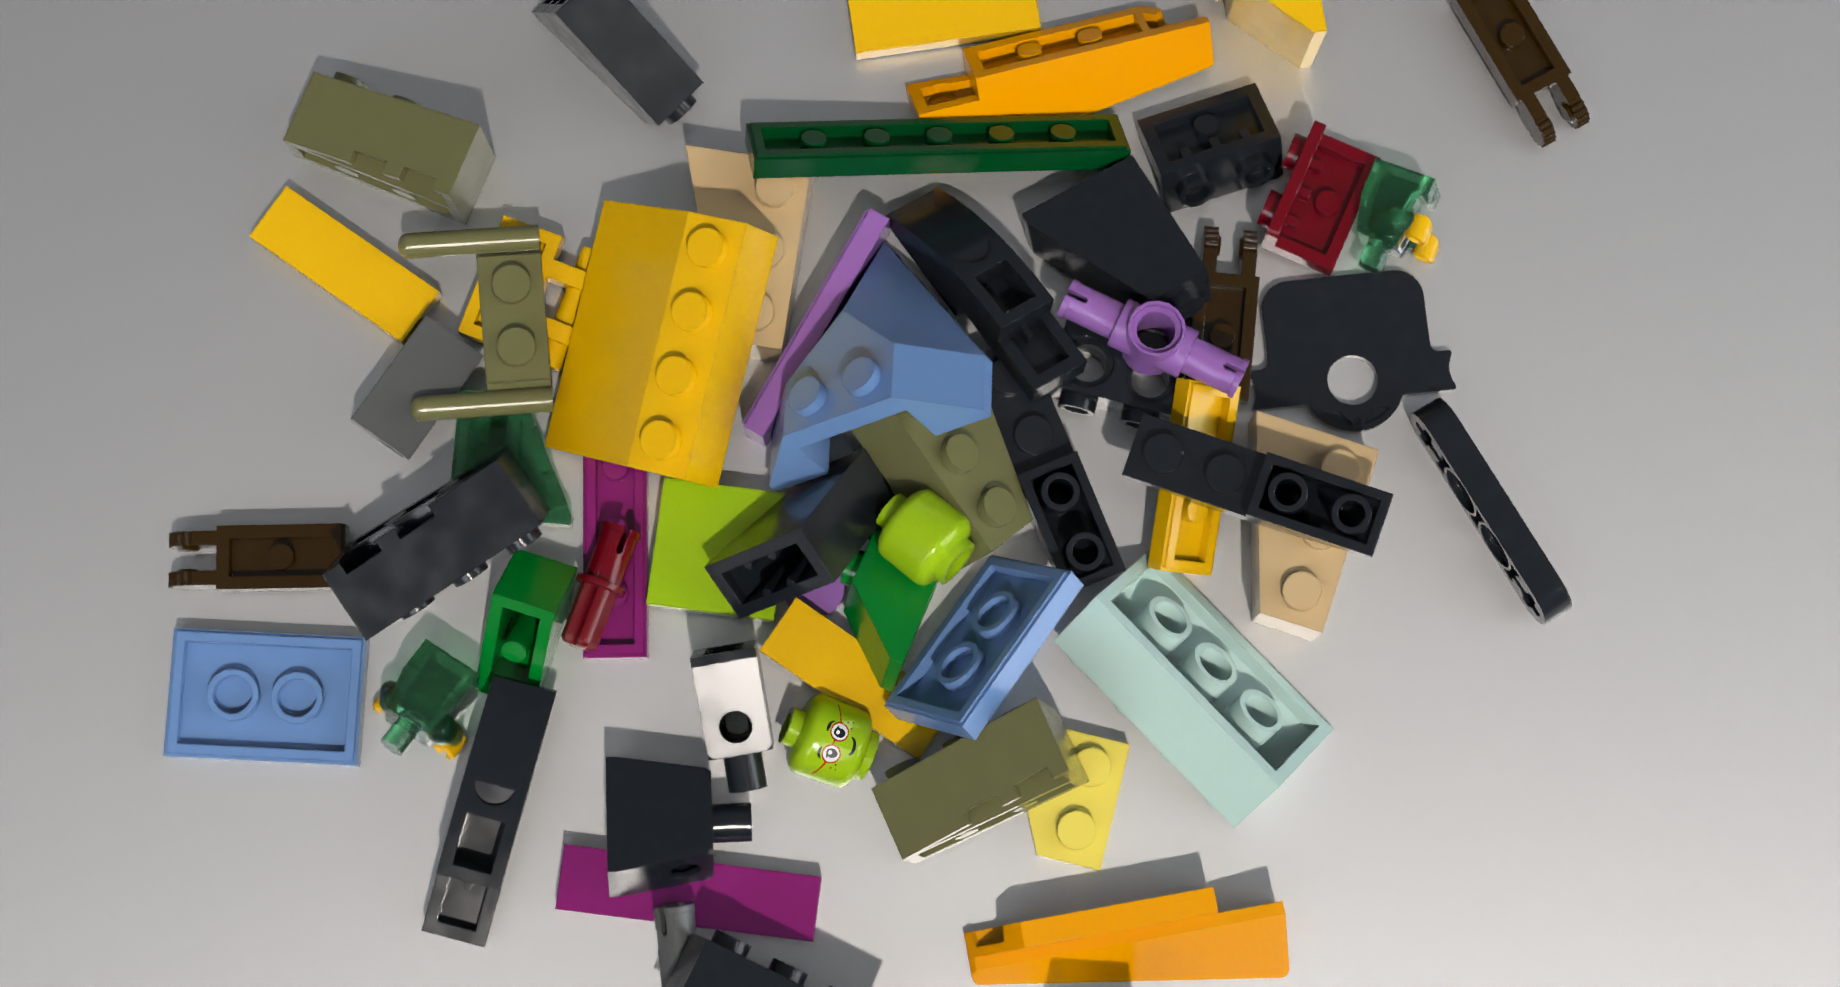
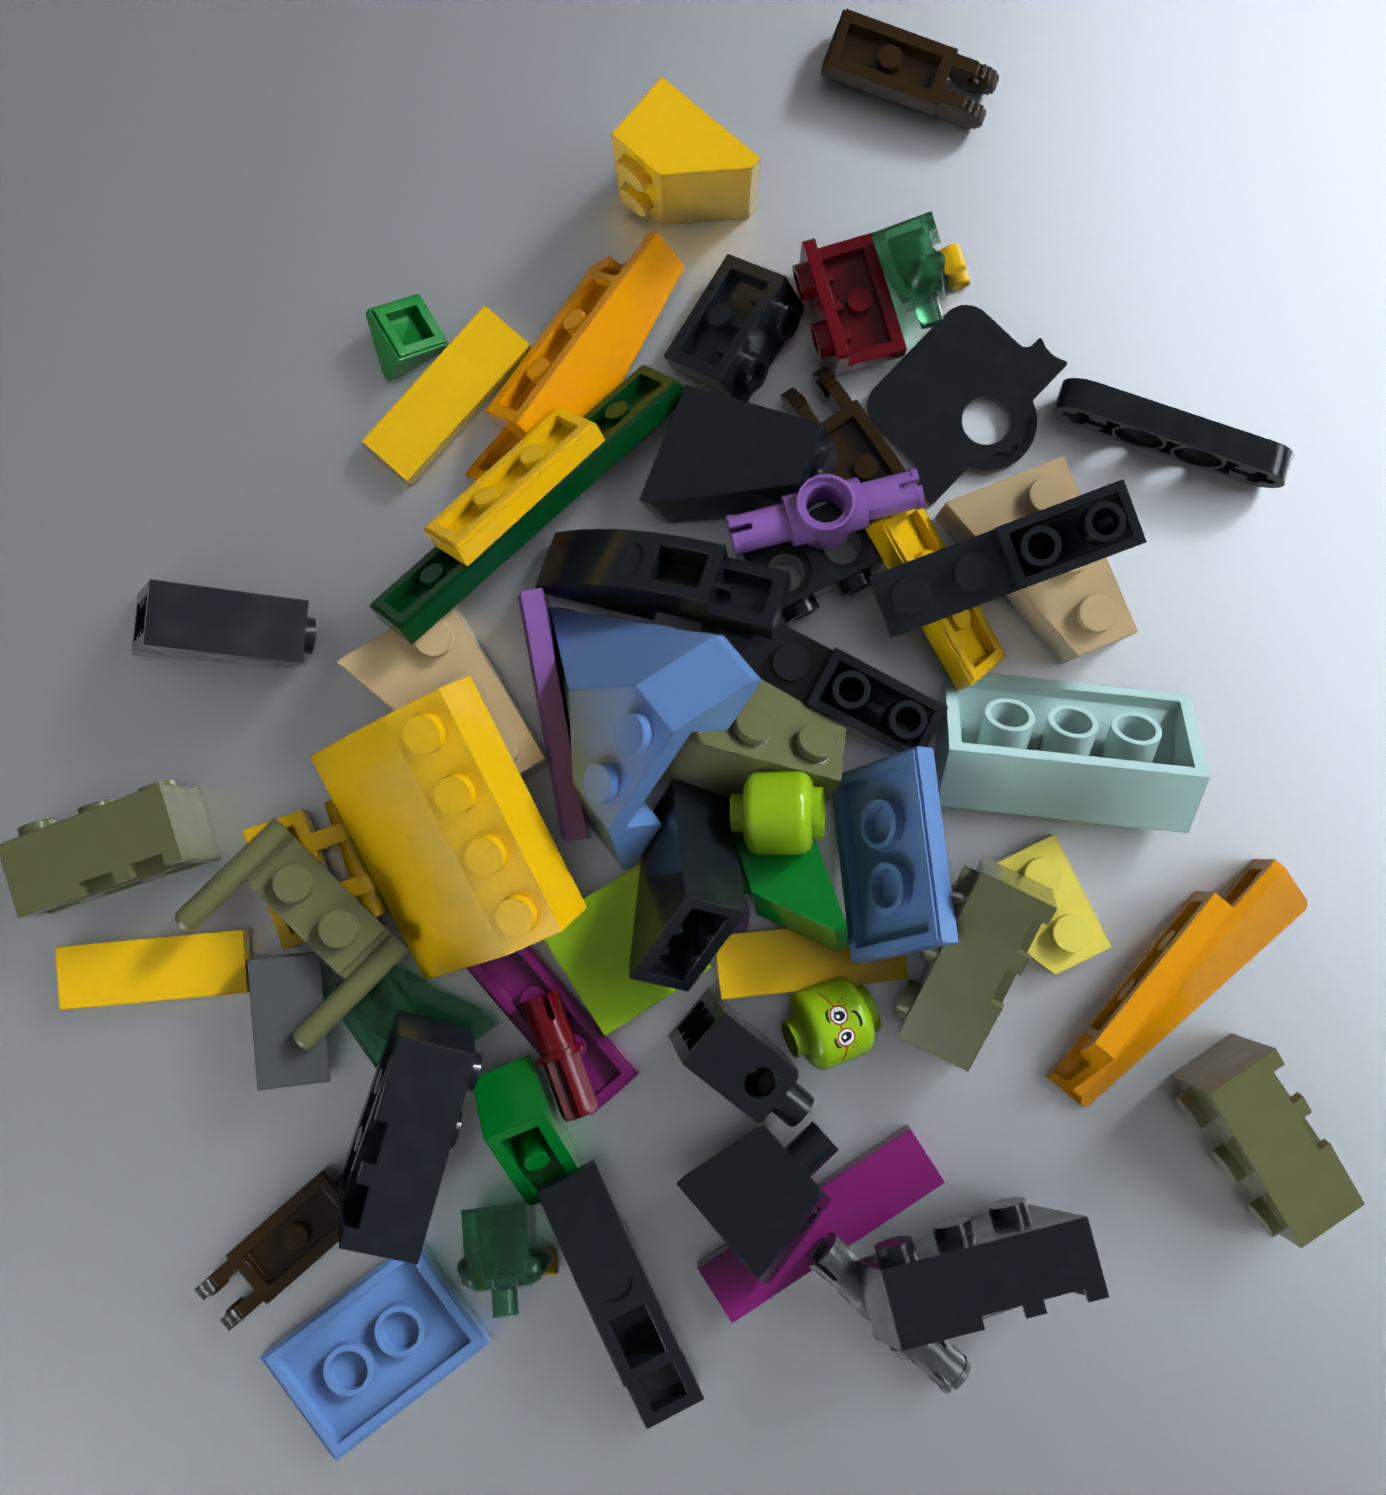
camera: 35 degrees left, 5 degrees up
(934, 123) = (513, 485): none -> yellow tile

